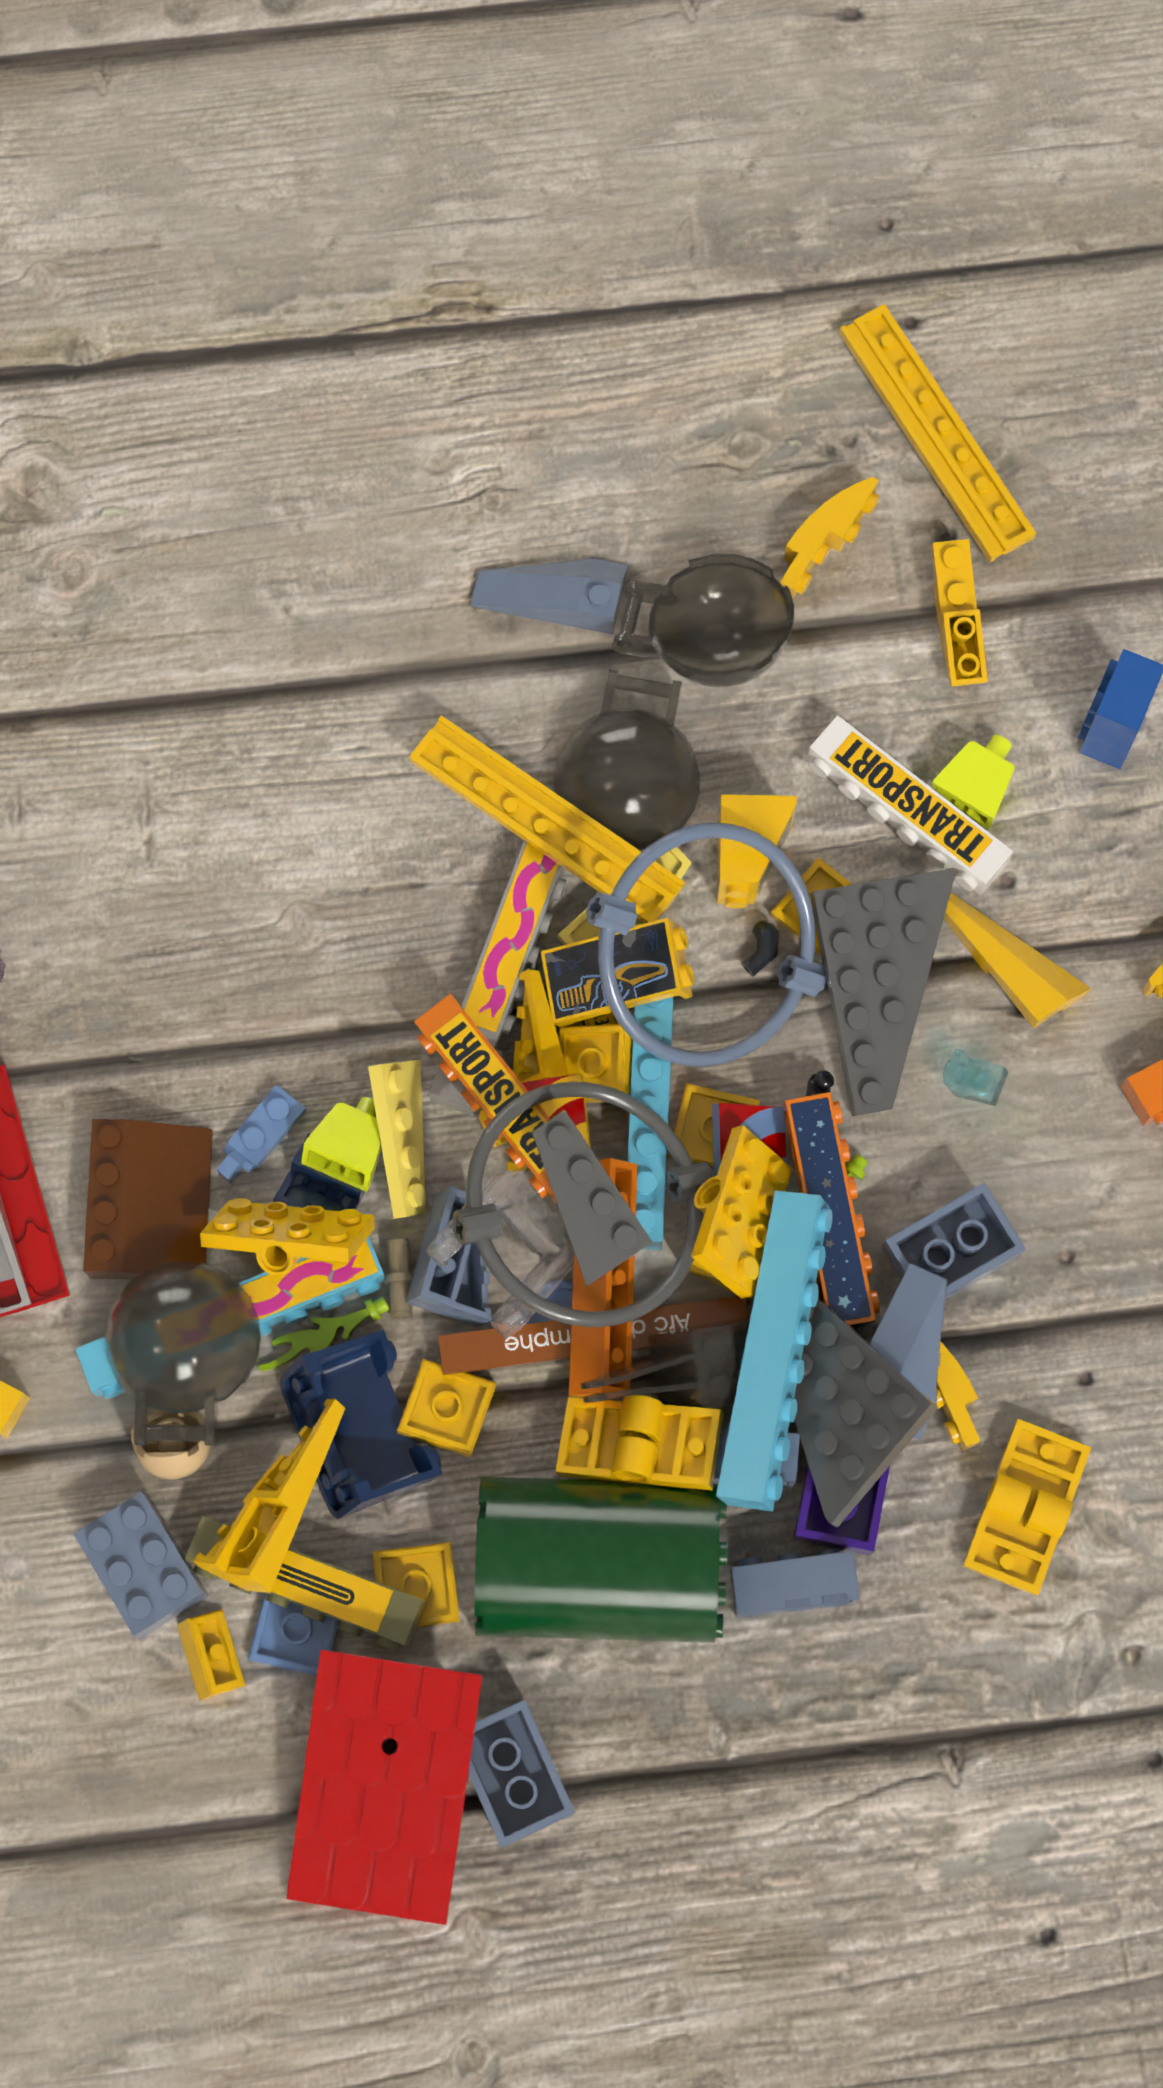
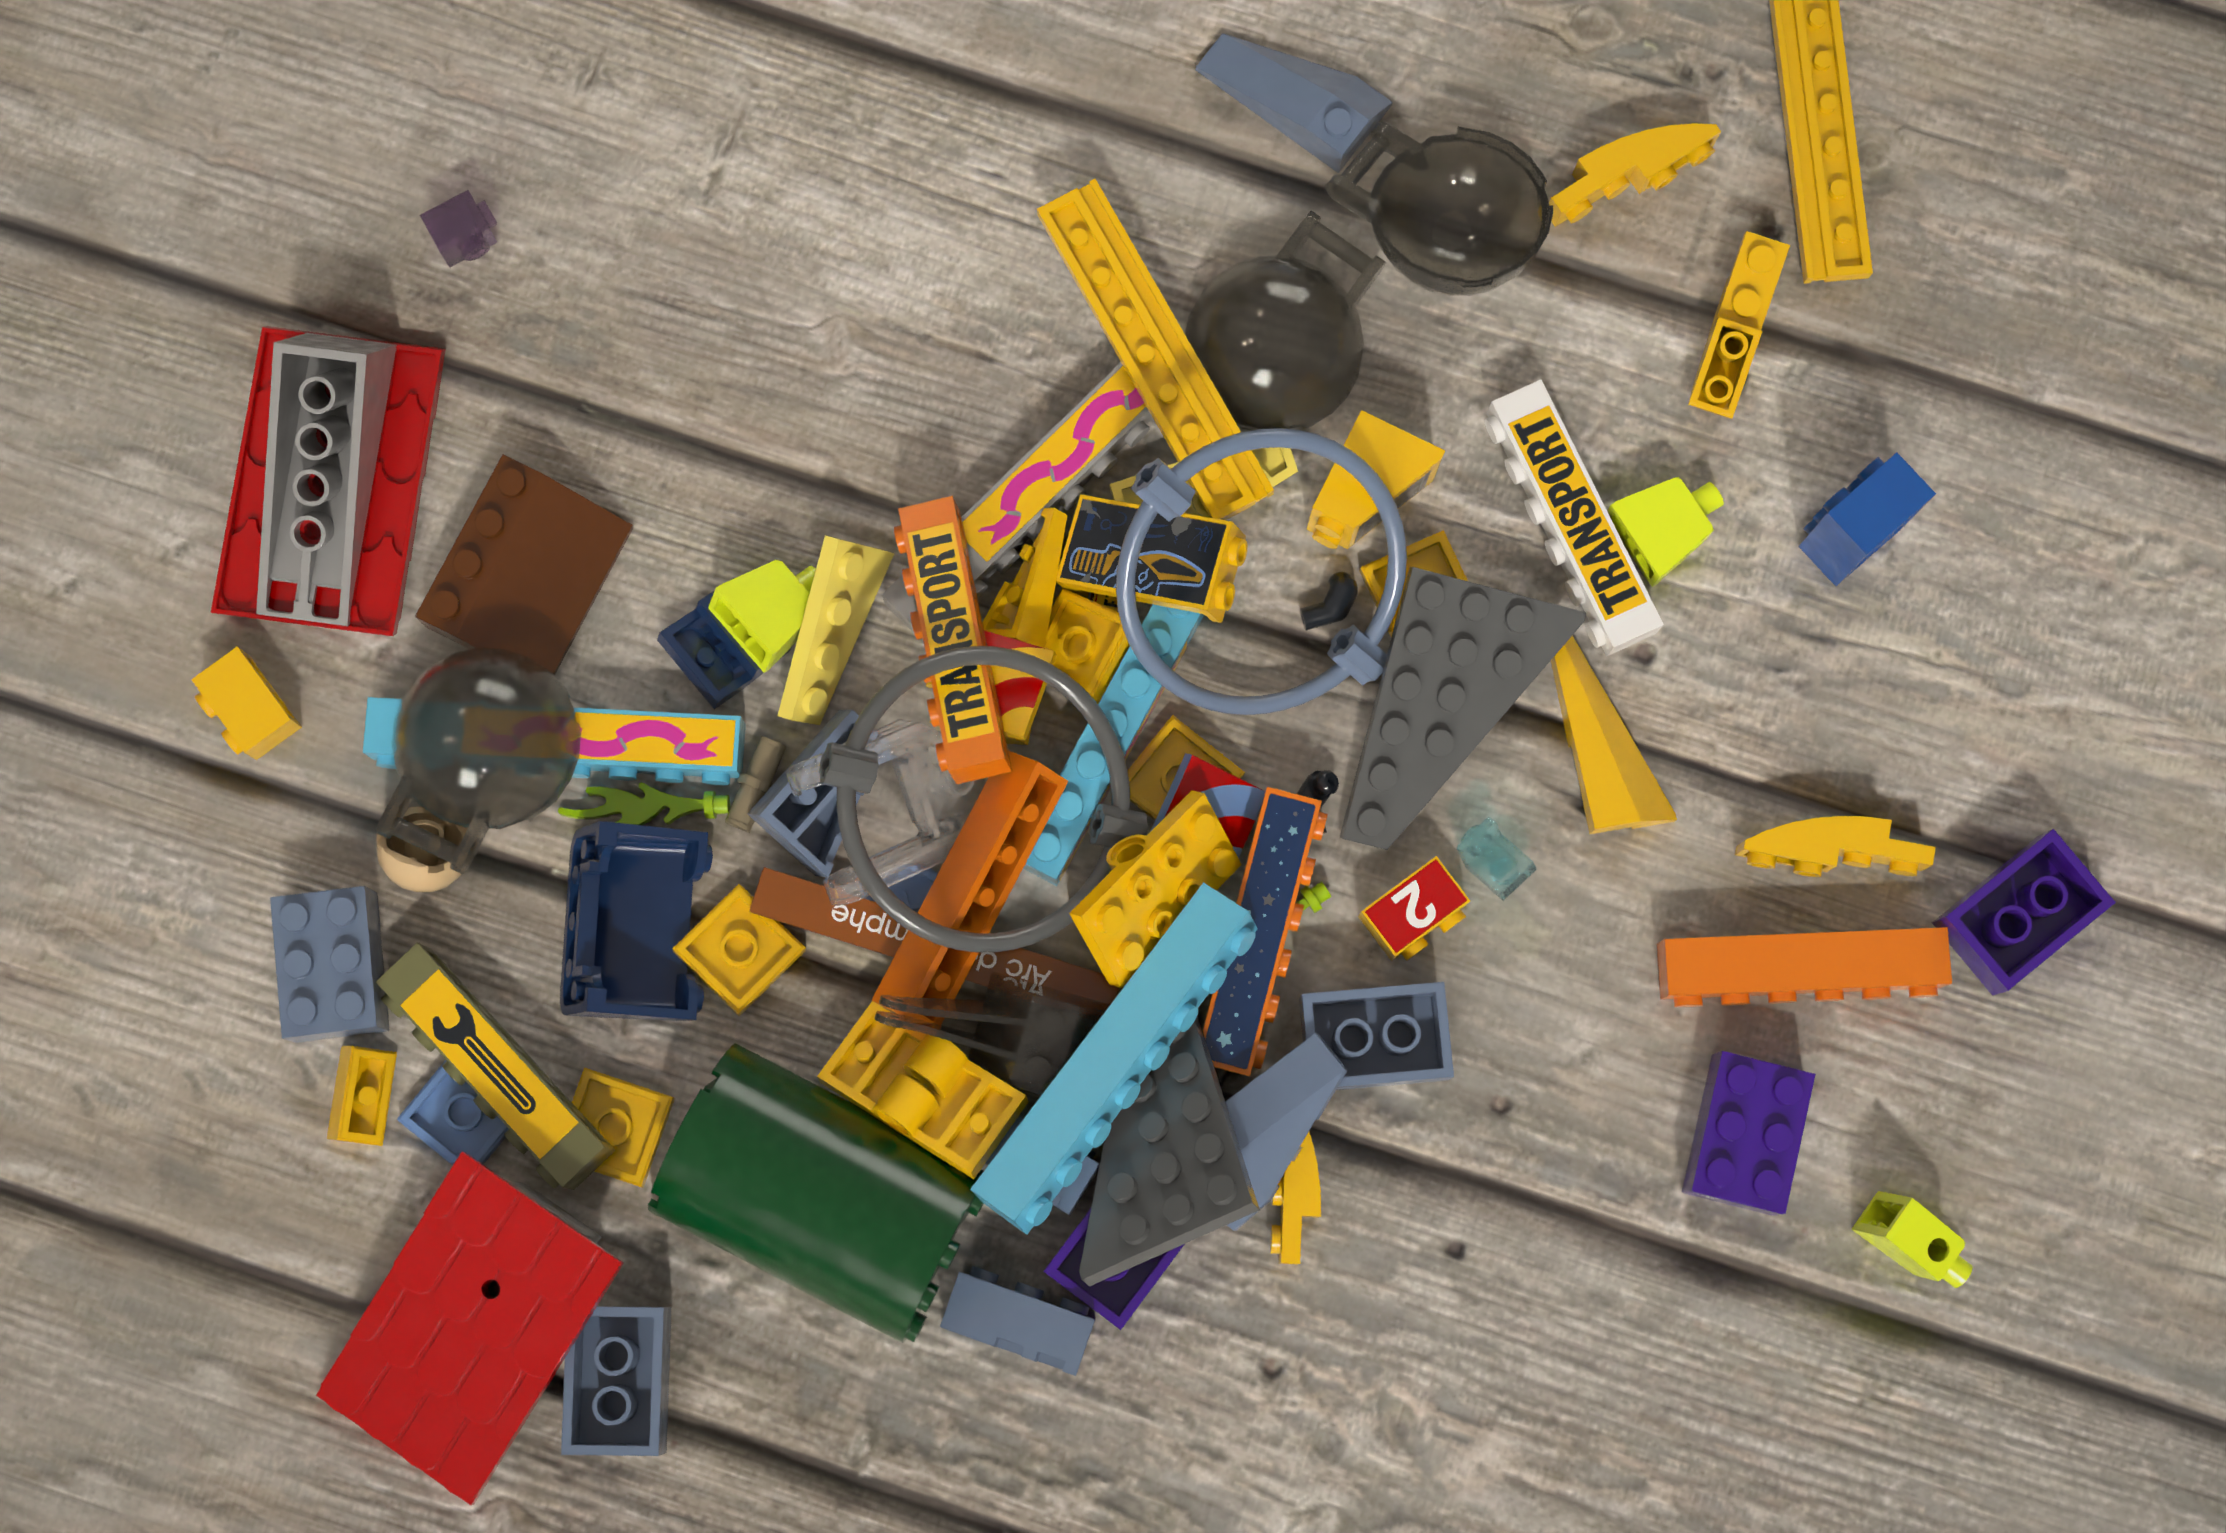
camera: 25 degrees right, 5 degrees up
(259, 1538) = (468, 992): yellow wedge -> none
(260, 1133) = (681, 554): medium blue hinge -> none
(287, 1233) = (651, 678): yellow plate -> none
(591, 1207) = (987, 803): dark grey wing -> none
(934, 1142) = (1414, 910): none -> red brick
(1027, 1507) = (1318, 1360): yellow plate -> none

